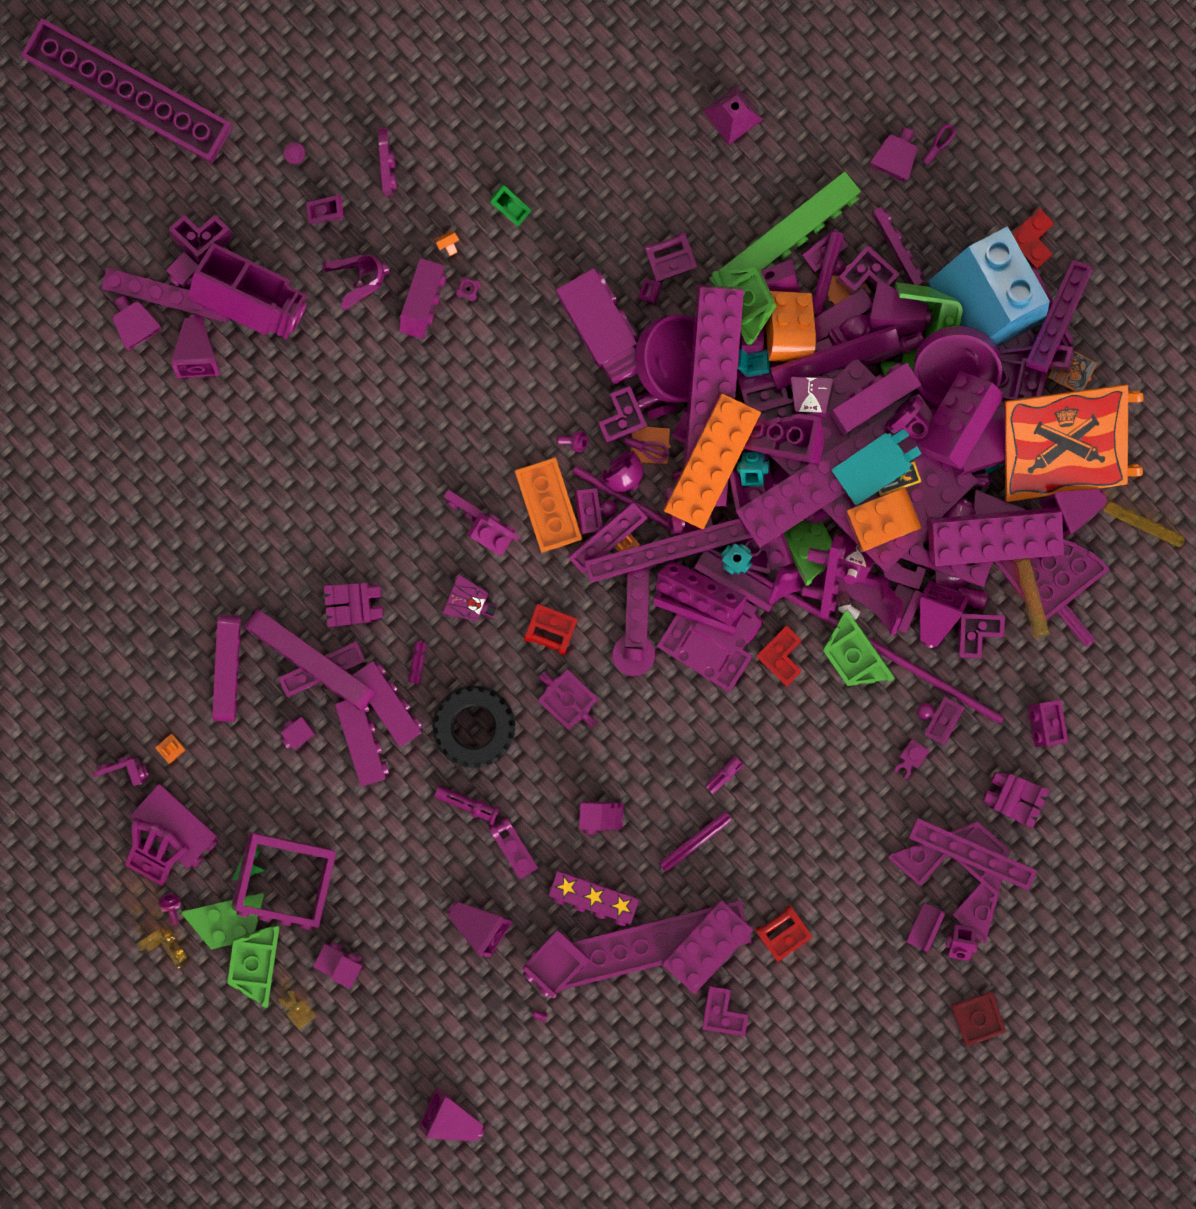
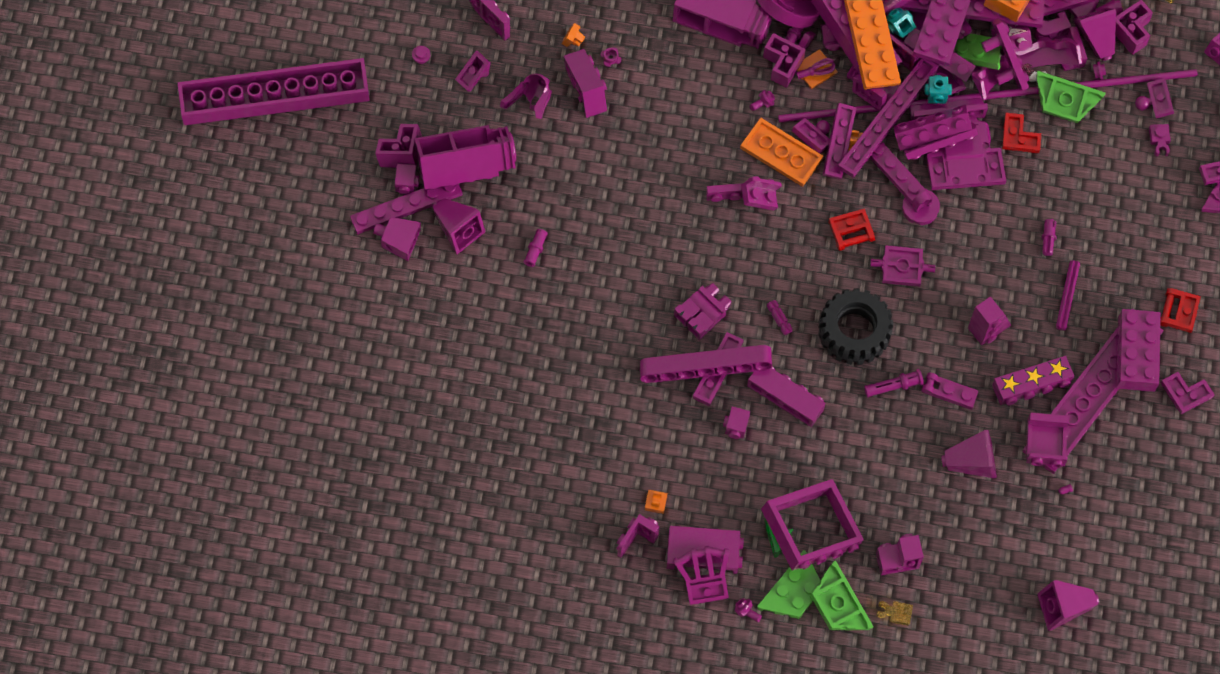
camera: 40 degrees left, 20 degrees down
(166, 938) = (765, 629): clear yellow bracket -> none
(226, 668) = (651, 416): magenta beam -> none
(250, 427) = (535, 247): none -> magenta pin
(388, 705) = (790, 359): magenta brick -> none
(468, 601) = (780, 251): magenta torso -> none
(625, 472) = (815, 93): magenta cylinder -> none
(910, 650) = (1099, 70): none -> magenta plate

